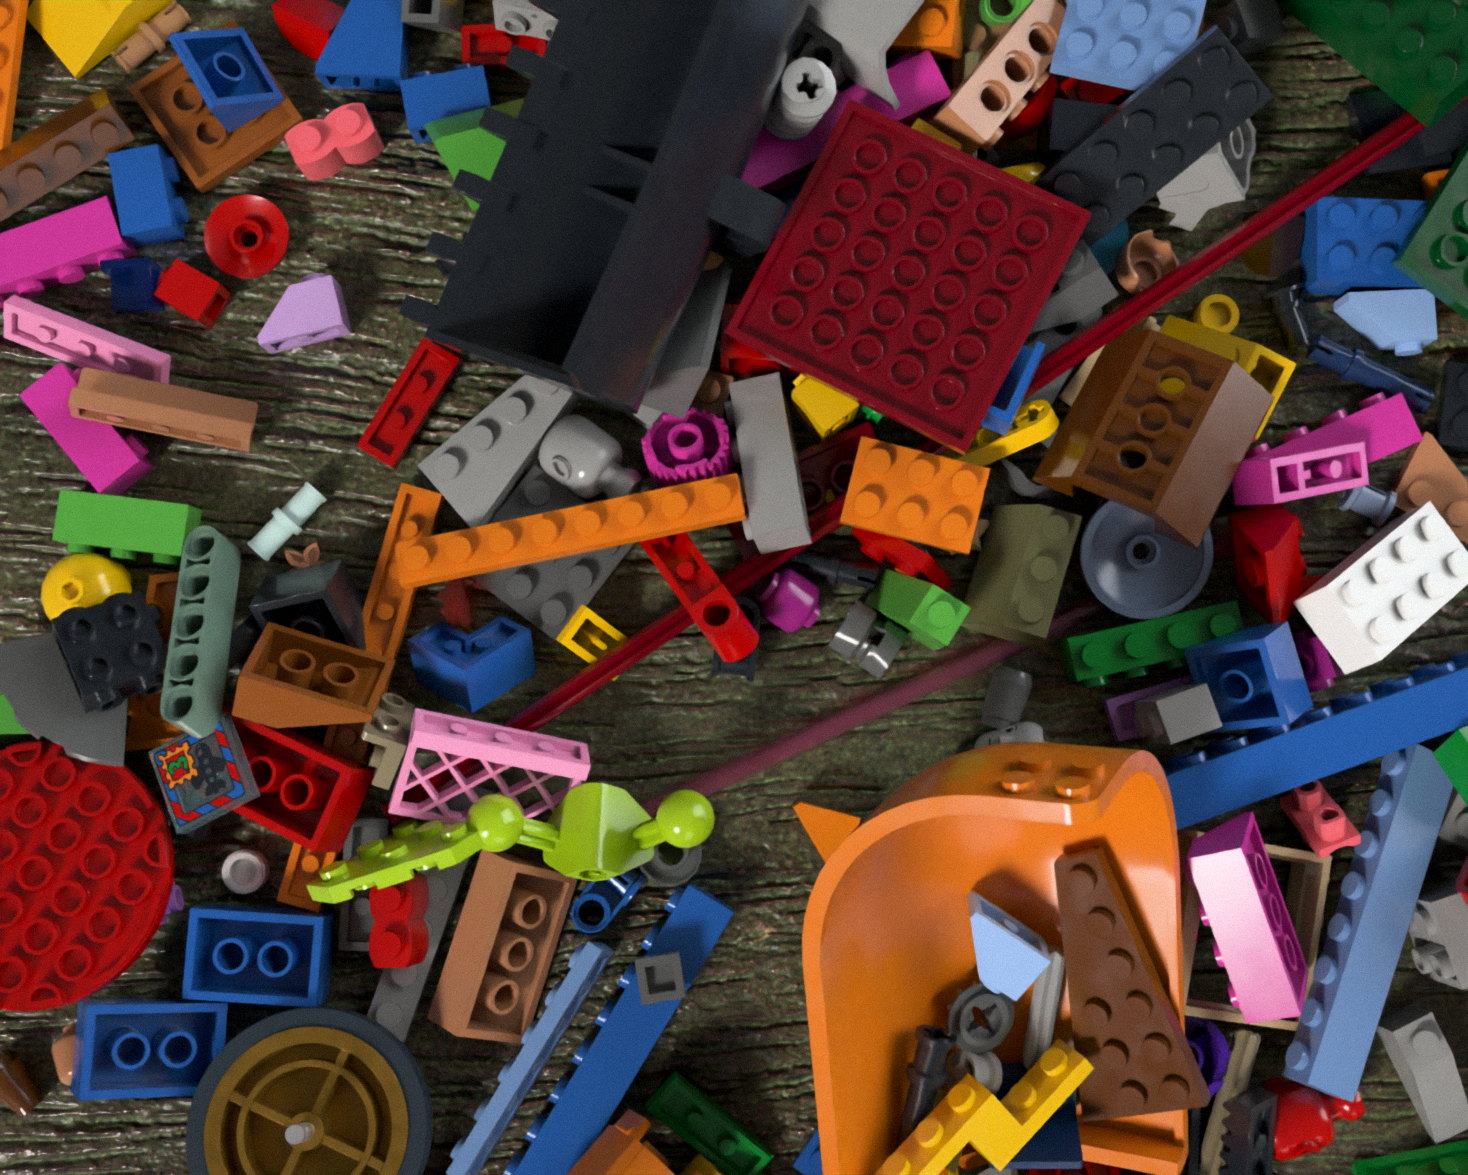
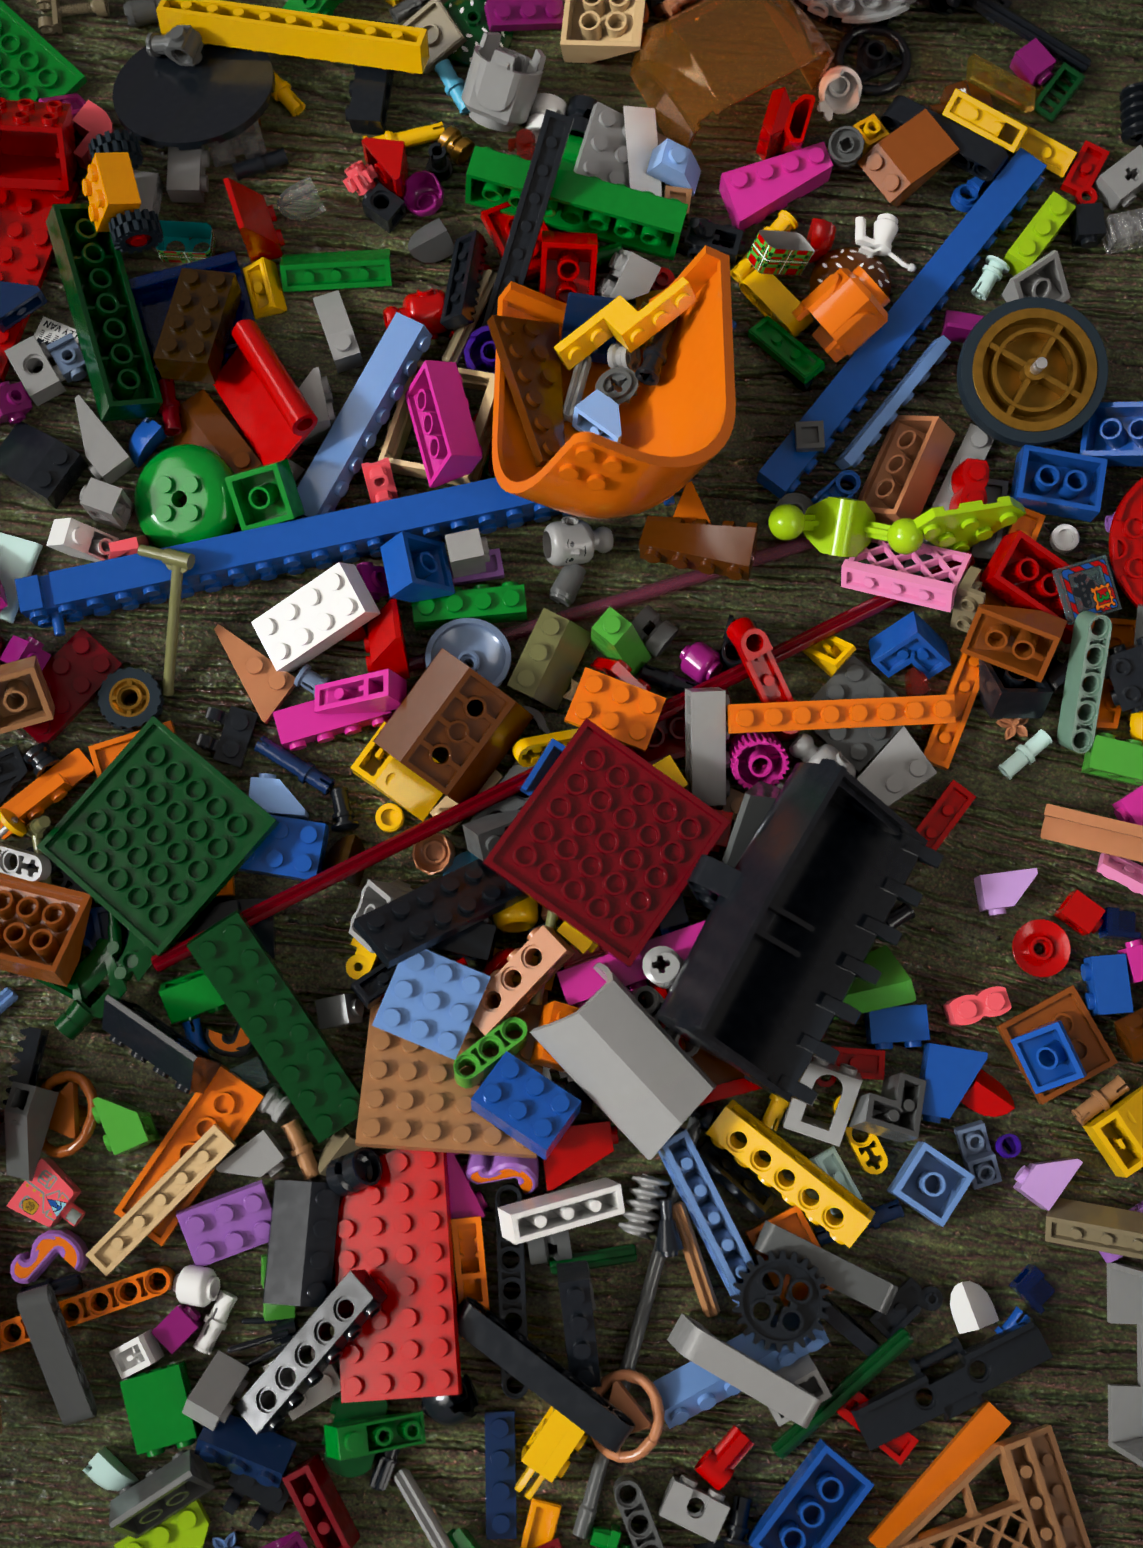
camera: 175 degrees left, 5 degrees down
(809, 774) = (700, 546): none -> reddish brown wedge

